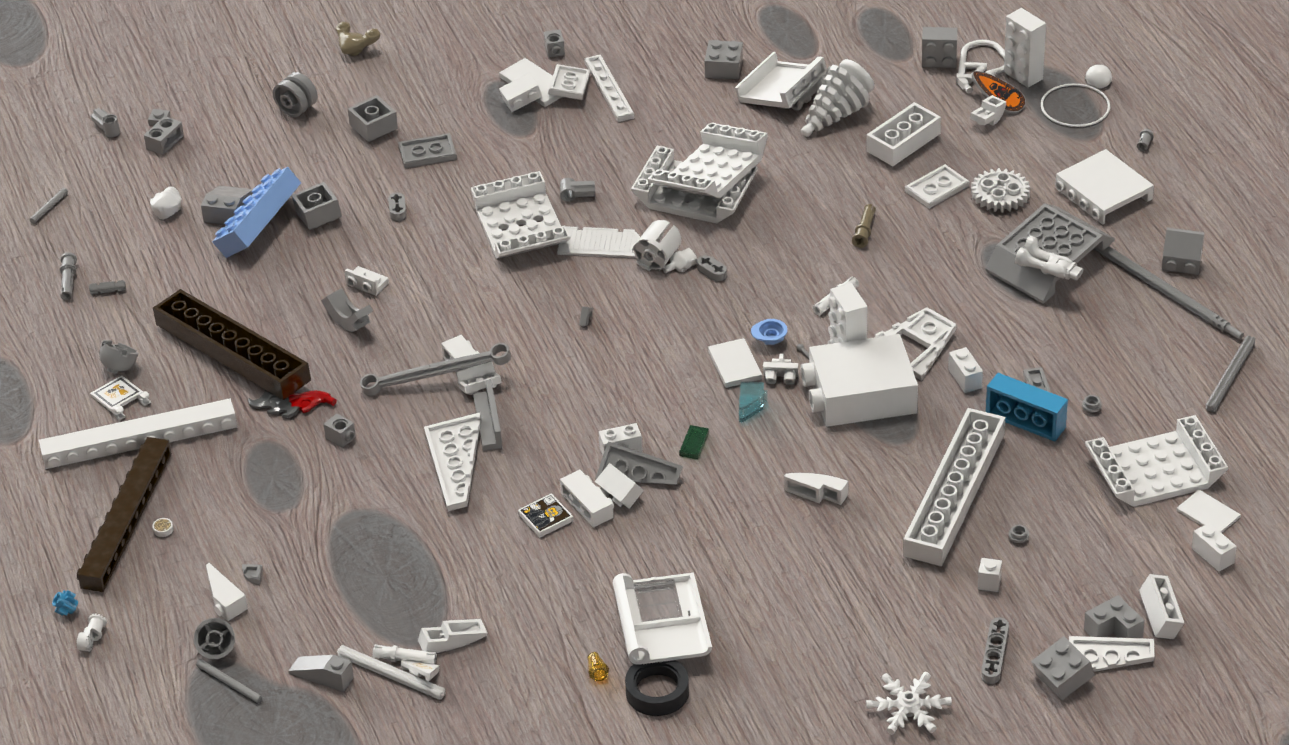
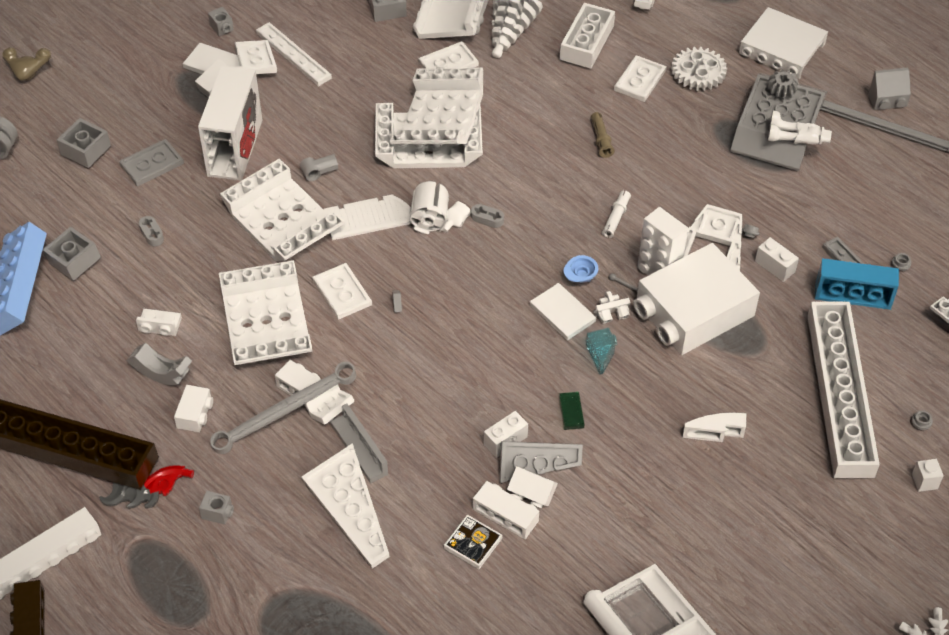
camera: 25 degrees left, 10 degrees up
(359, 352) = (193, 408): none -> white brick
(465, 280) = (262, 295): none -> white slope
(508, 128) = (230, 123): none -> white brick
(542, 296) = (342, 291): none -> white tile
(763, 123) = (450, 57): none -> white tile
(957, 341) = (750, 230): none -> light grey plate
(1060, 216) = (783, 84): none -> light grey gear

